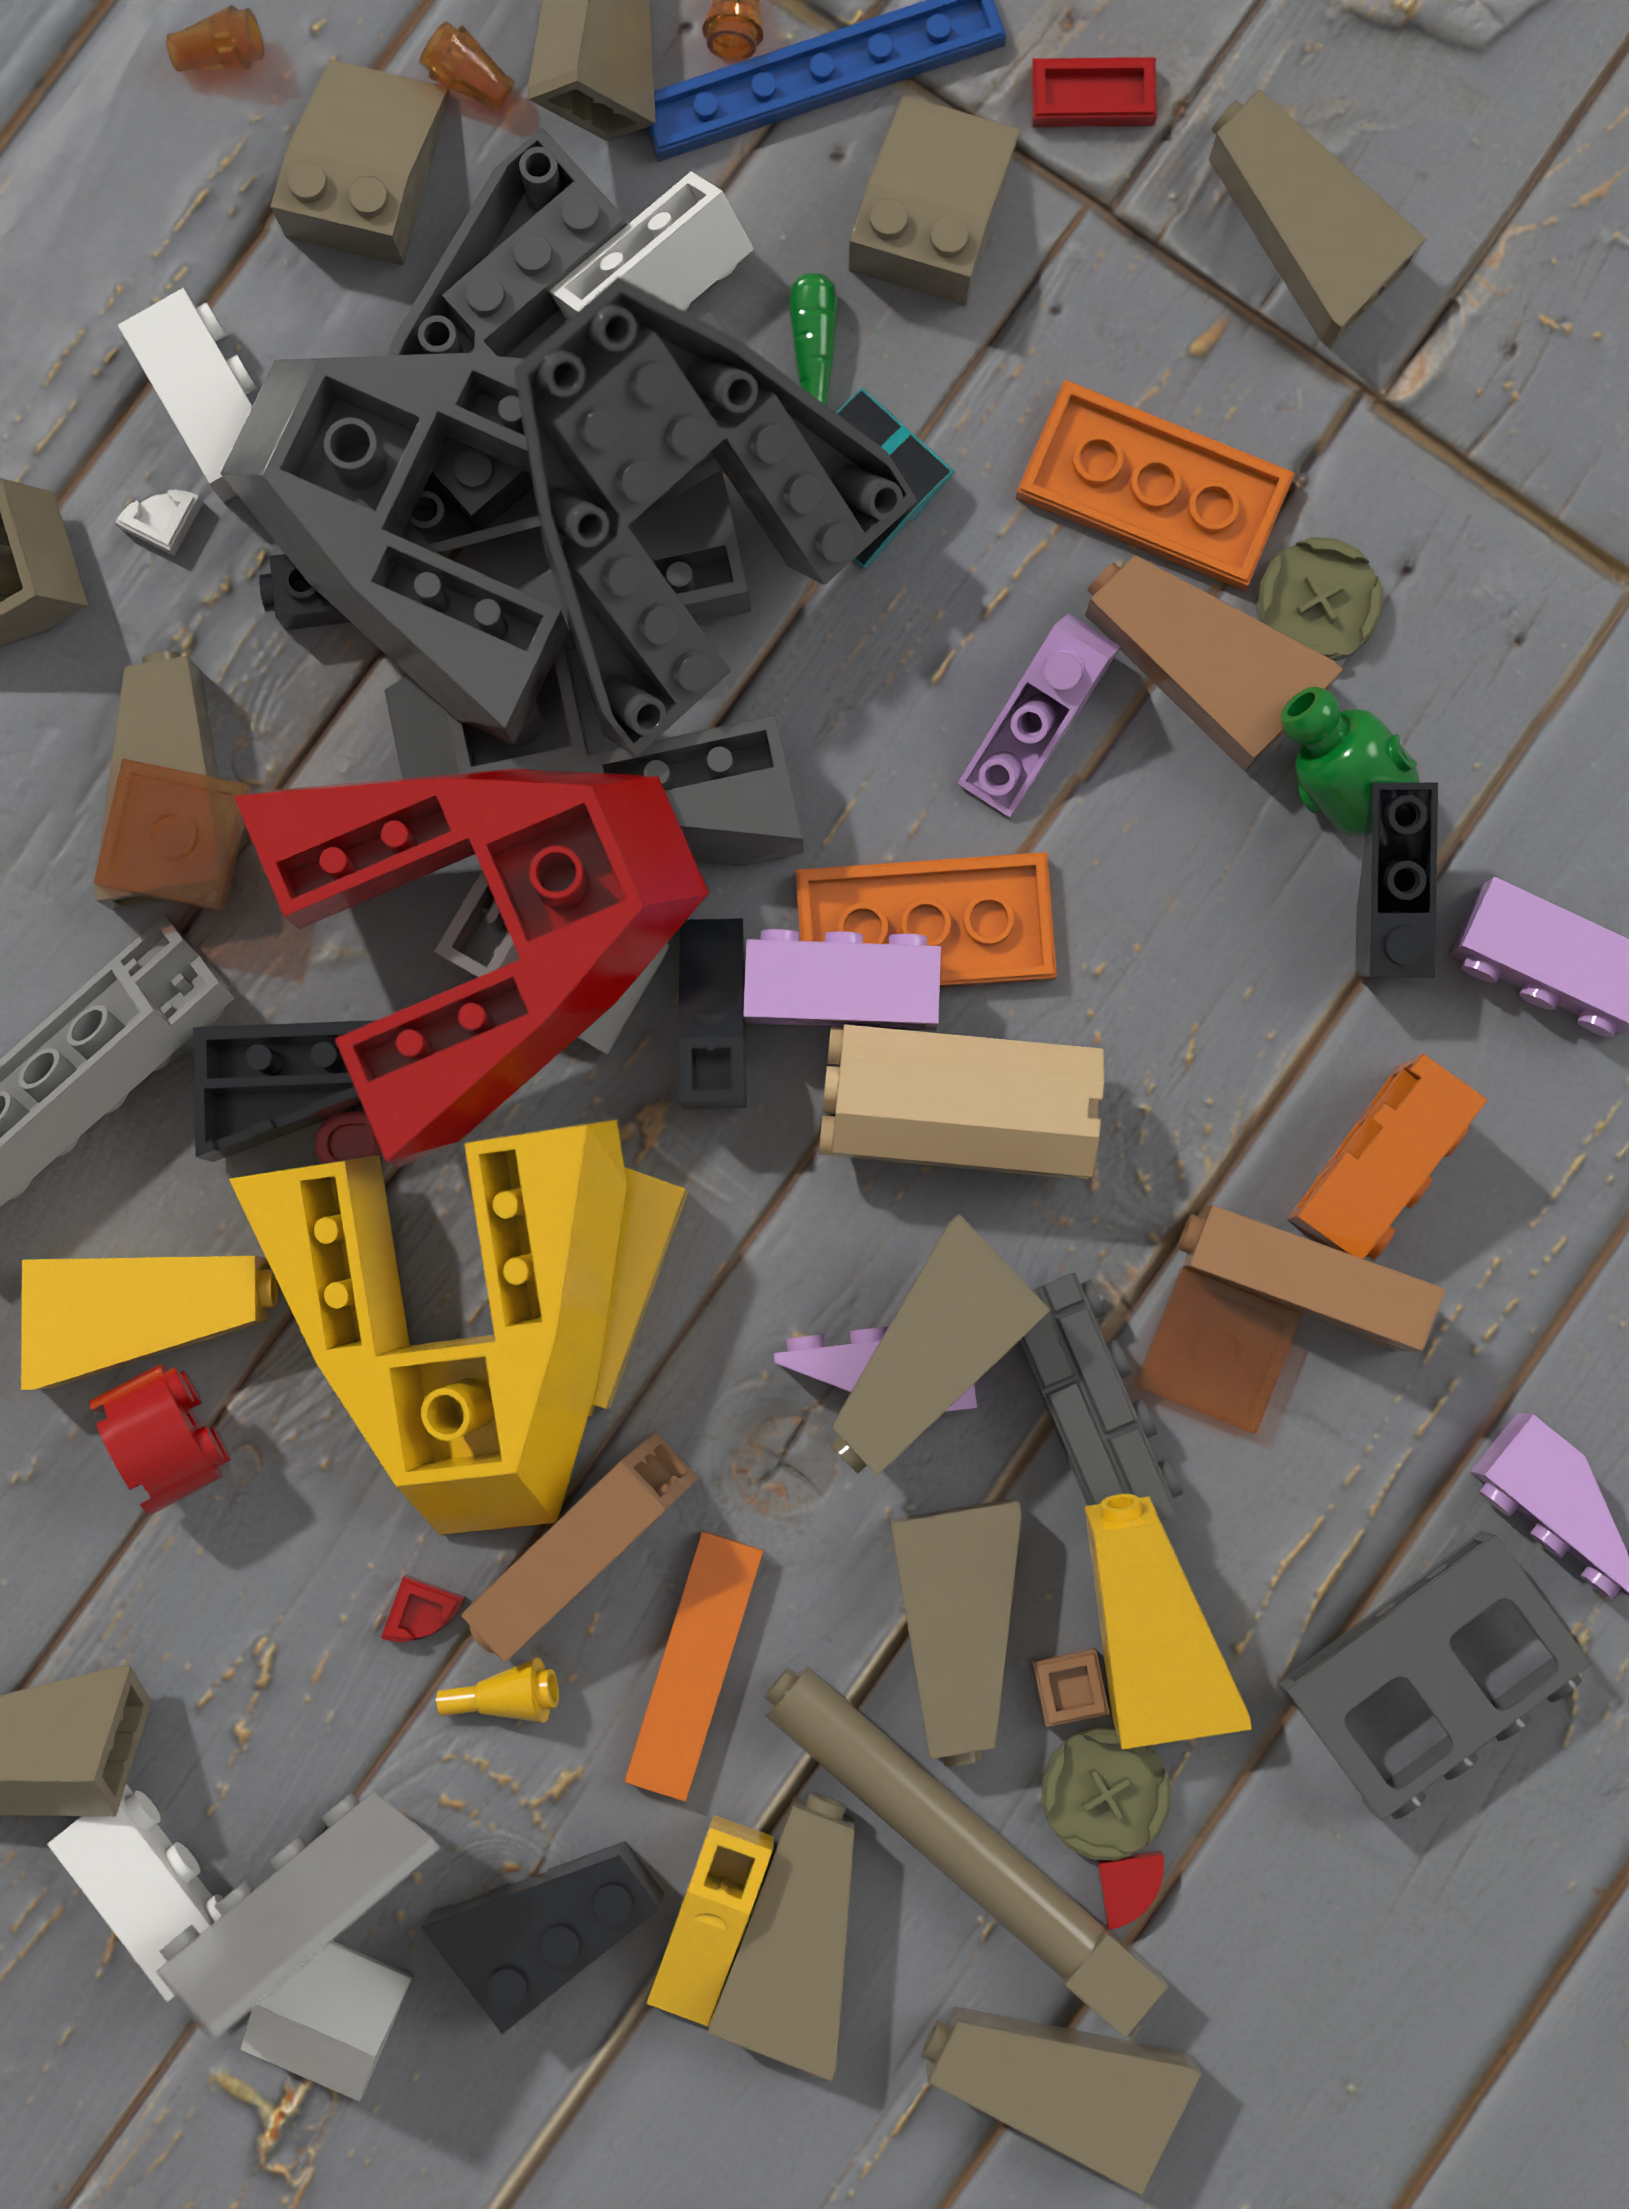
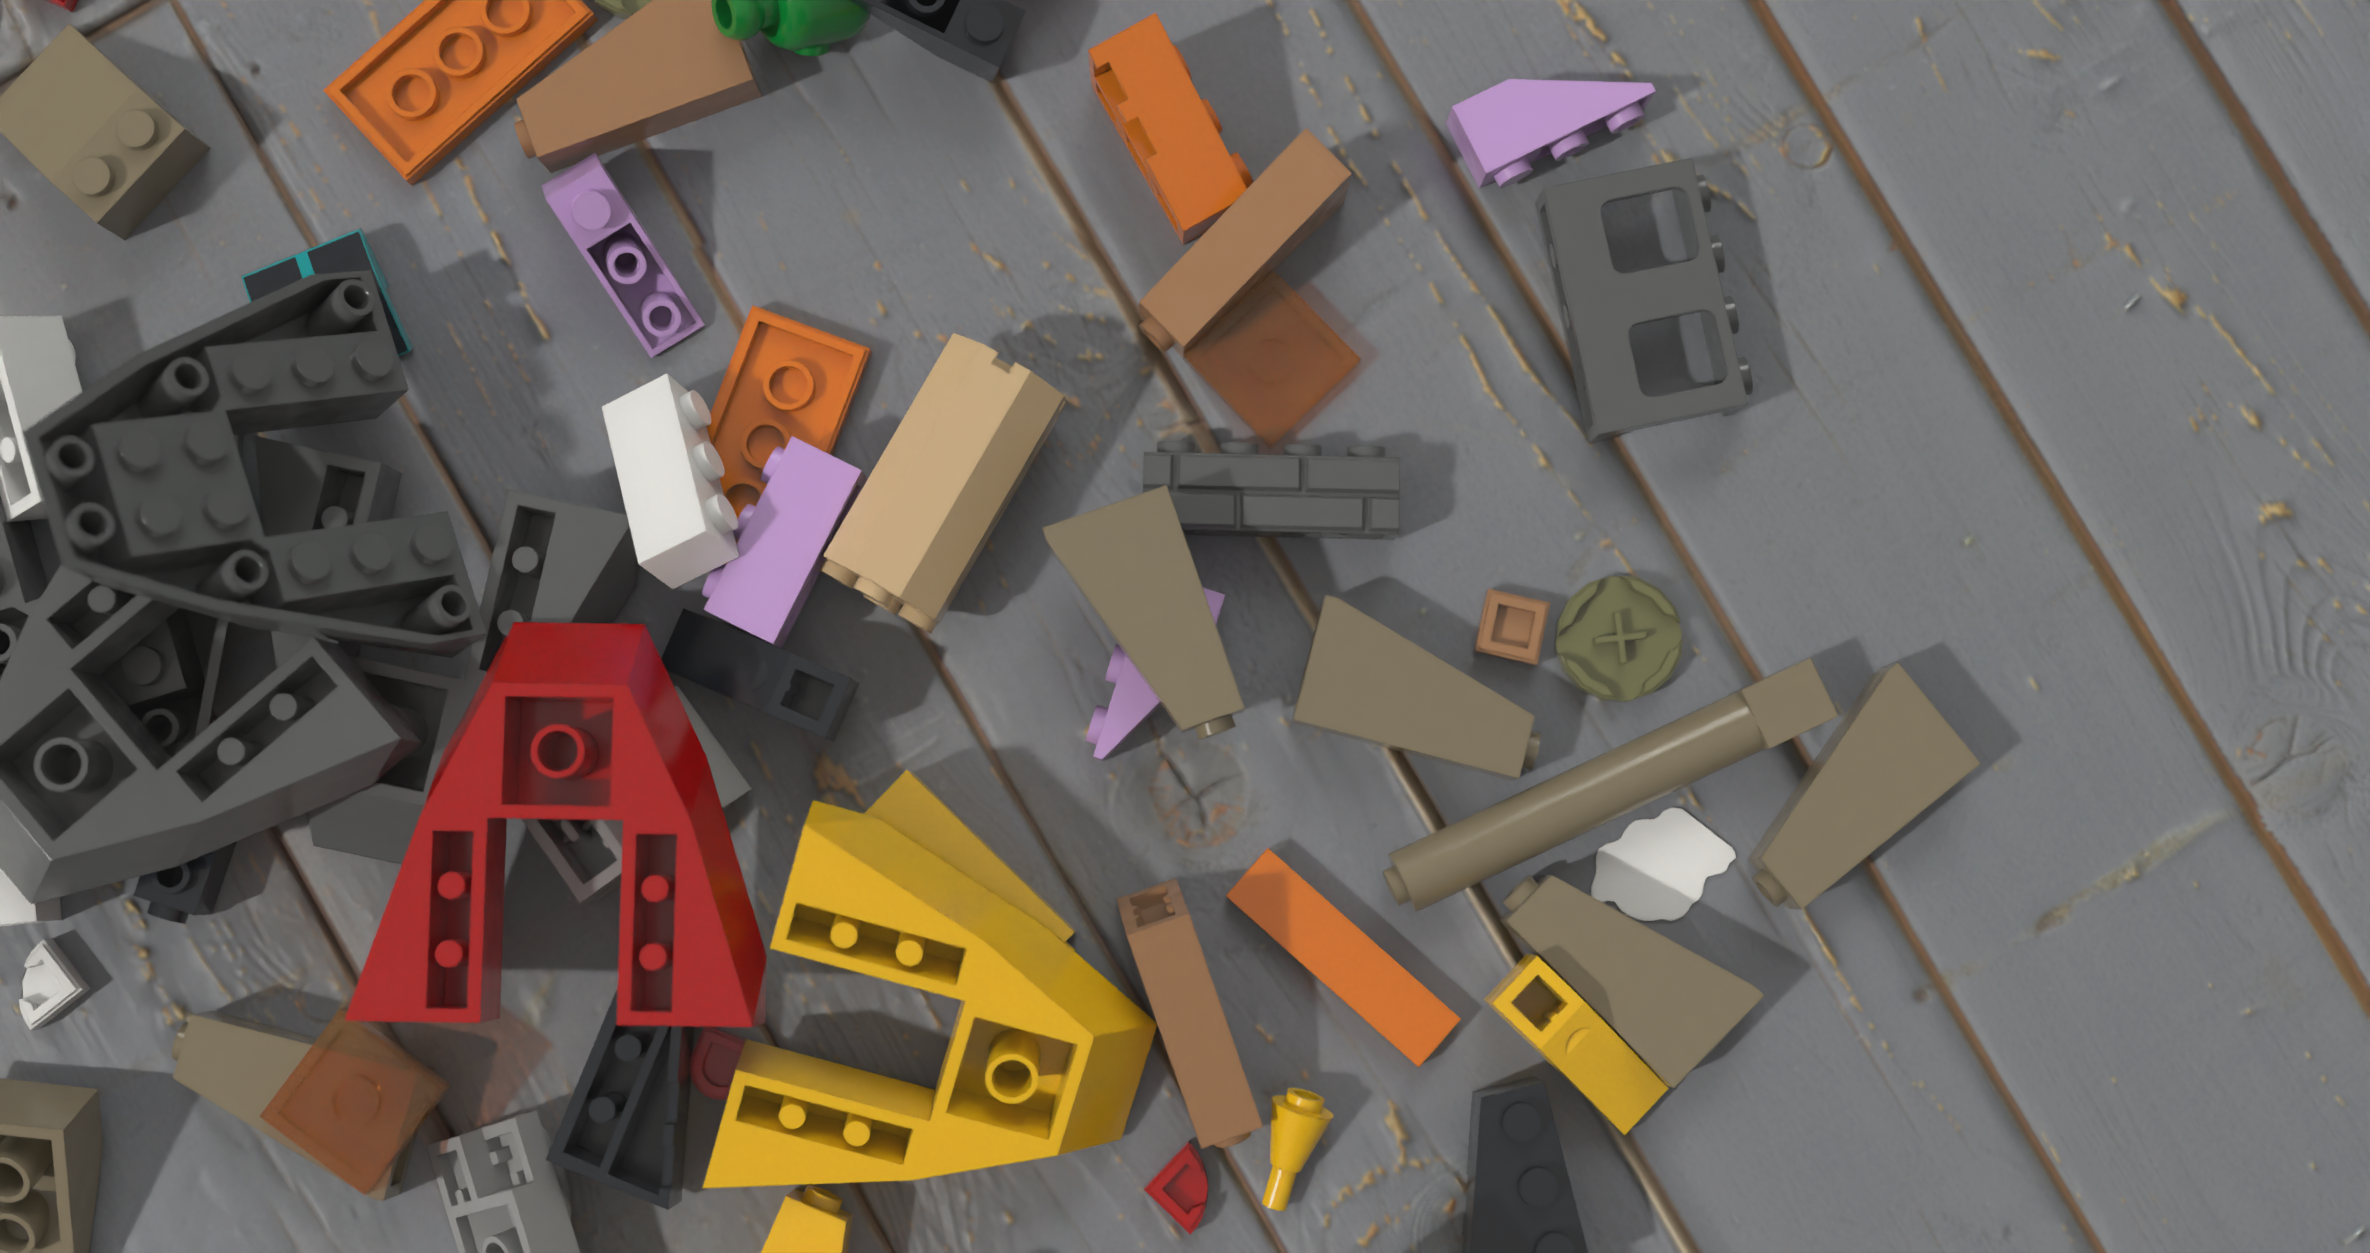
camera: 75 degrees left, 0 degrees up
(813, 328) = (161, 294): green piece -> none
(850, 856) = (671, 481): none -> white brick
(911, 1925) = (1659, 866): none -> white sticker
(1129, 1886) = (1709, 654): red tile -> none
(1156, 1643) = (1500, 528): yellow slope -> none

